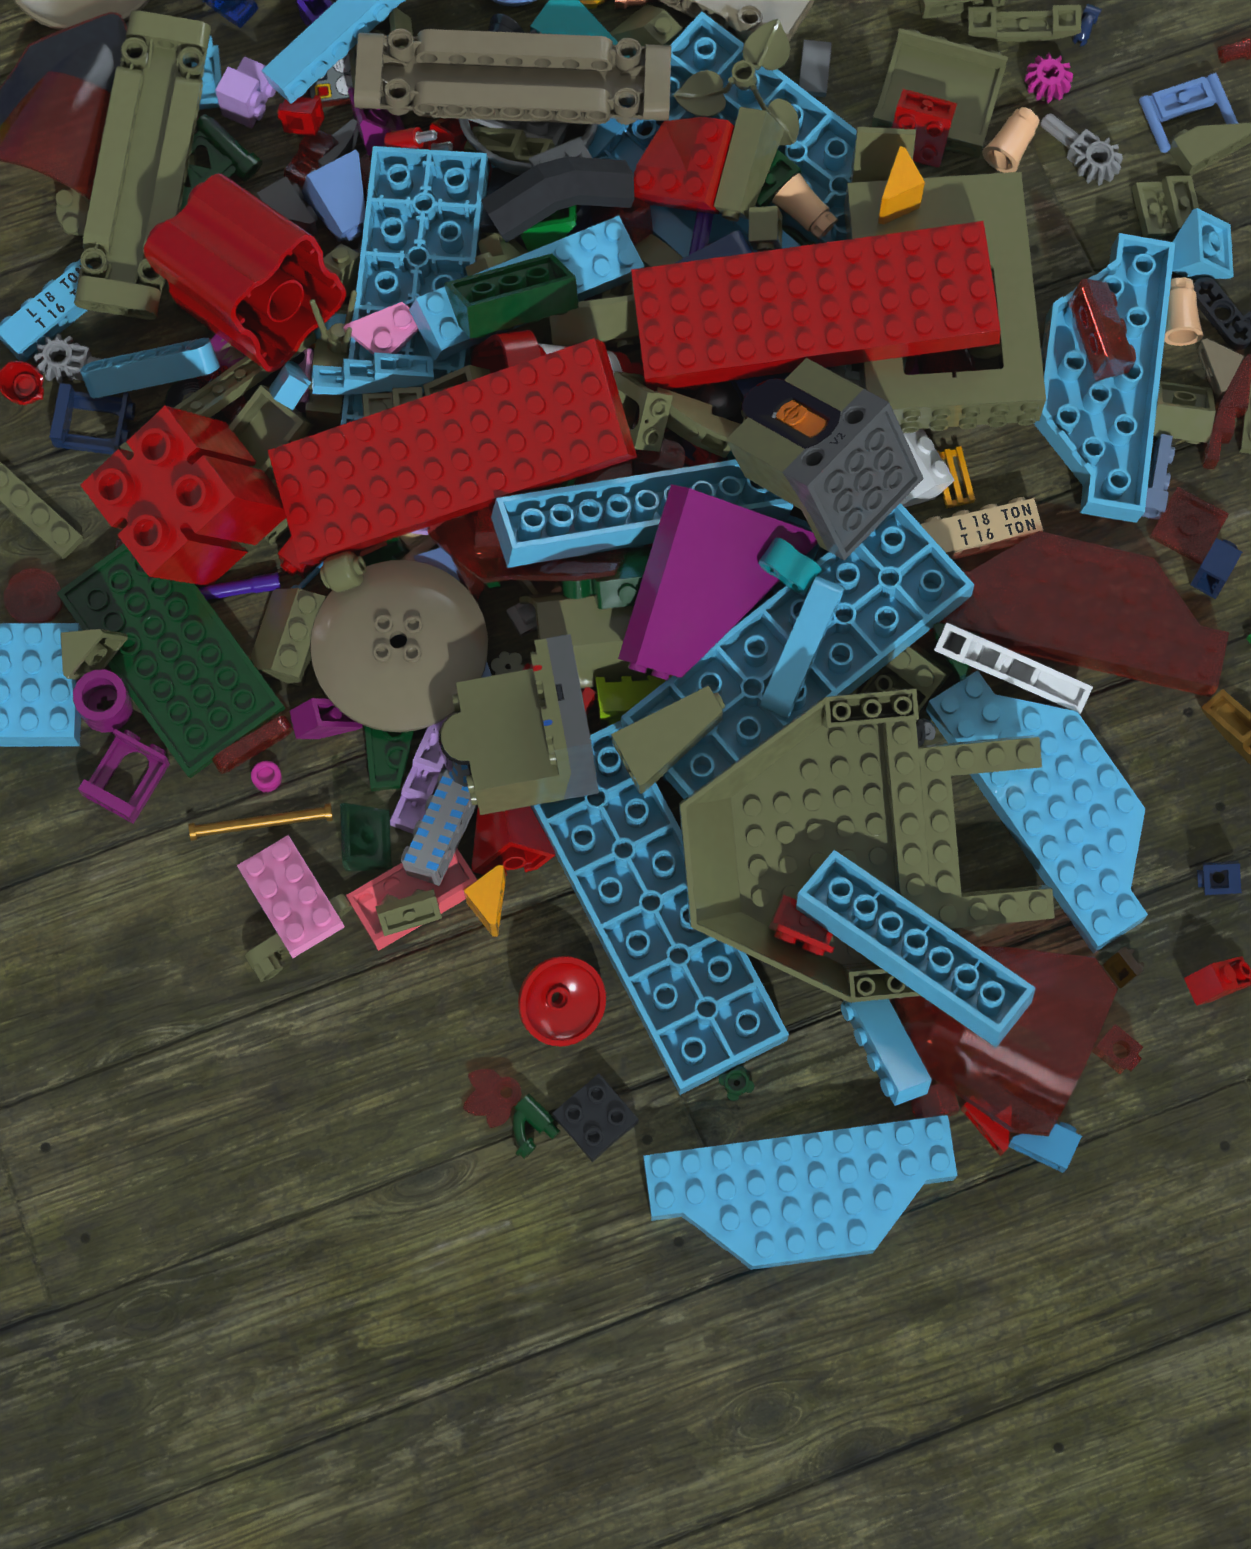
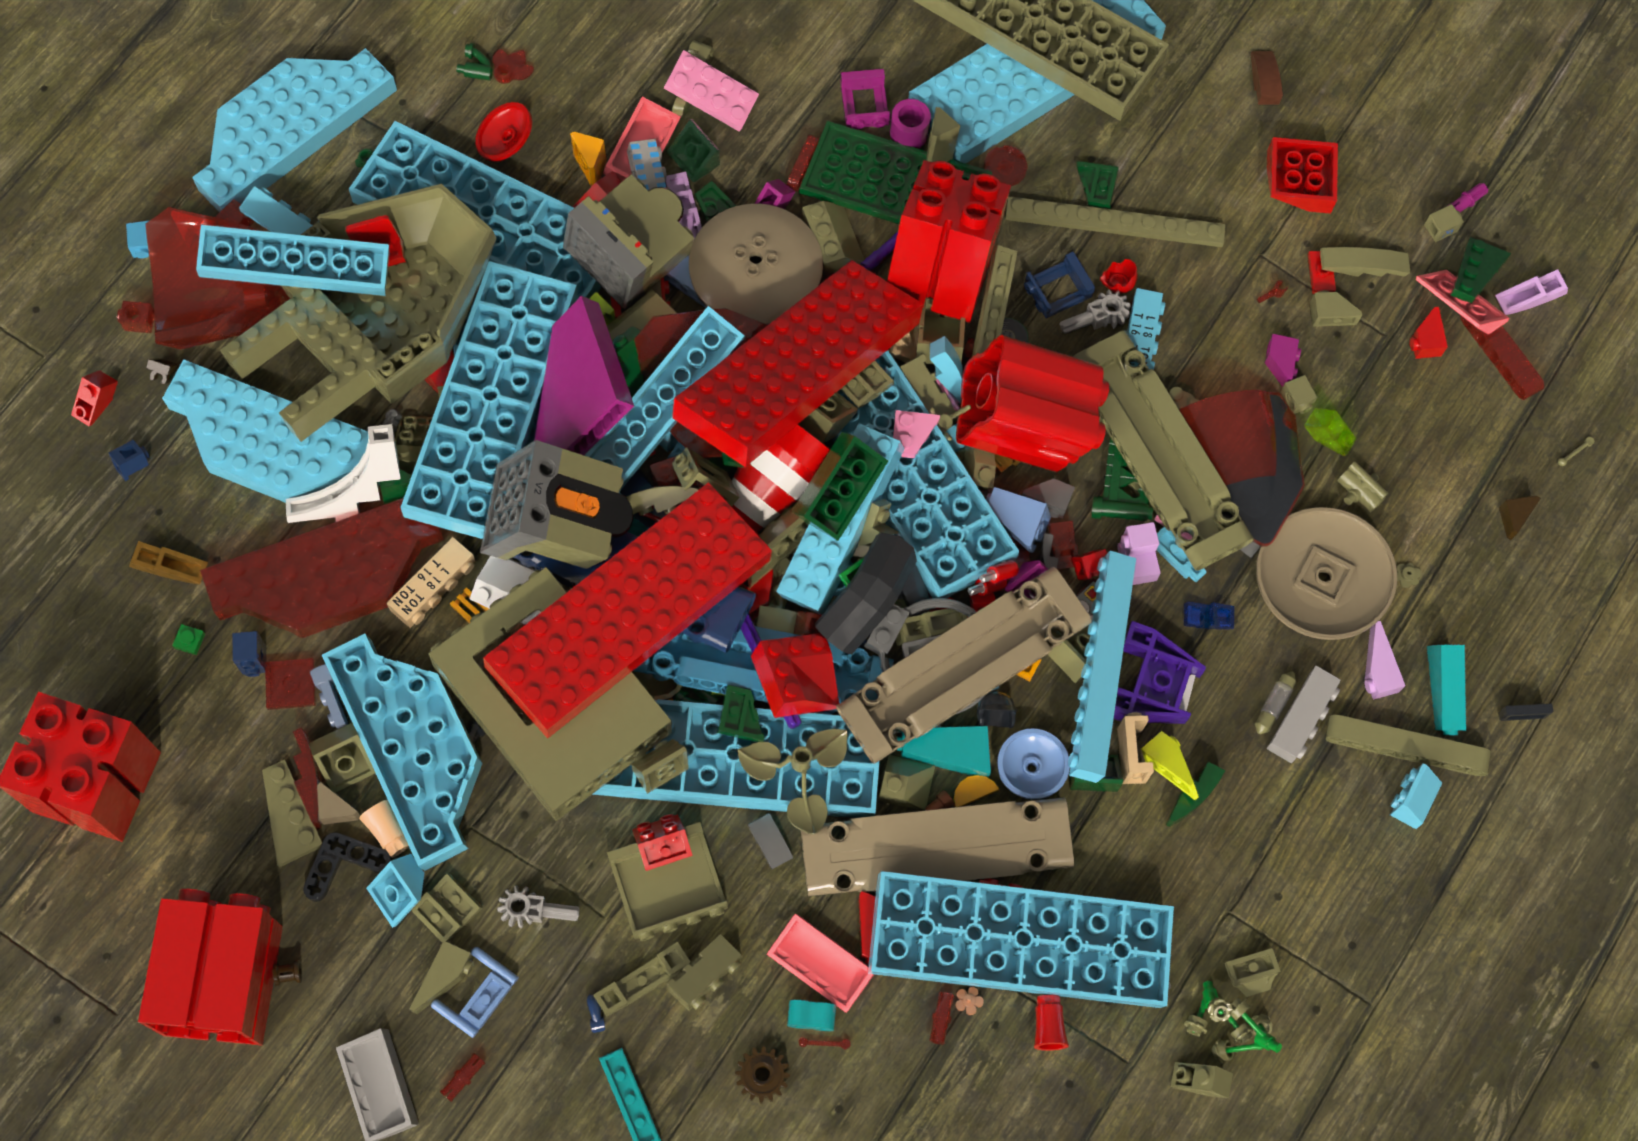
camera: 140 degrees right, 5 degrees down
(150, 367) = (1051, 320): medium azure beam -> none
(260, 821) = (751, 137): pearl gold bar -> none
(266, 776) = (782, 154): dark pink tile -> none
(343, 571) = (819, 273): olive head -> none
(373, 376) = (896, 394): medium azure slope -> none
(408, 912) = (637, 112): olive tile -> none
(513, 660) = (677, 304): olive plant -> none
(595, 1117) = (440, 89): black brick -> none
(665, 736) = (536, 282): olive slope -> none
(747, 162) = (754, 701): olive slope -> none
(765, 228) = (710, 665): olive brick -> none
(789, 566) = (524, 433): teal axle -> none
(802, 647) = (486, 391): medium azure beam -> none
(805, 206) = (696, 706): light nougat plant -> none
(902, 190) = (622, 724): light orange slope -> none
(1011, 141) = (590, 879): light nougat plant -> none
(1055, 86) = (589, 941): dark pink gear -> none
(1101, 329) = (425, 751): clear red slope -> none

